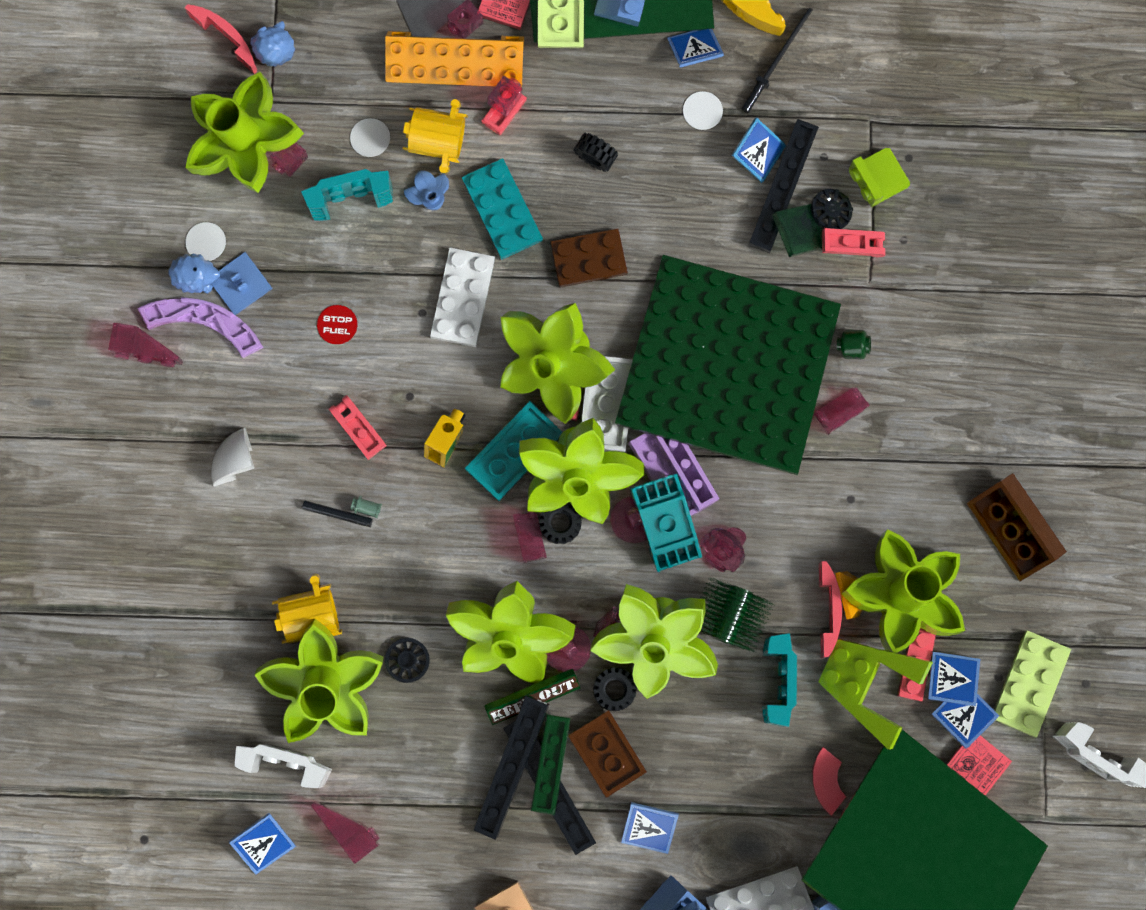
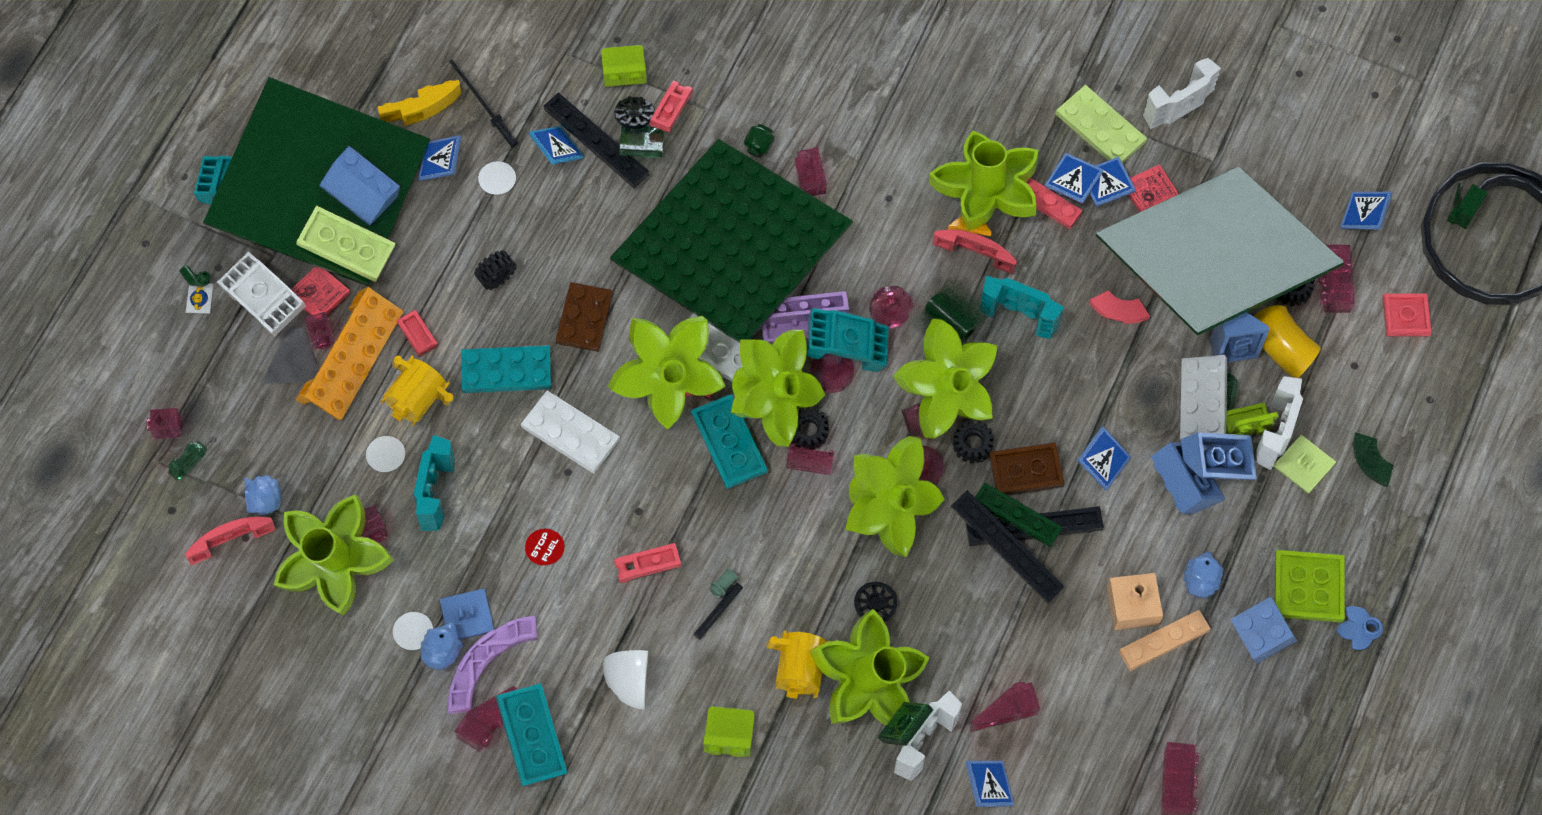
camera: 65 degrees left, 15 degrees down
(138, 393) = (531, 734): none -> teal plate
(217, 574) = (728, 731): none -> lime bracket
(277, 740) = (905, 723): none -> clear green tile
(427, 187) = (456, 422): medium blue plate -> none
(444, 438) = (693, 491): yellow torso -> none
(501, 104) = (410, 329): clear pink brick -> none
(545, 691) = (951, 520): tile -> none
(851, 674) = (1036, 248): lime wing -> none
(1016, 527) = (968, 83): reddish brown slope -> none

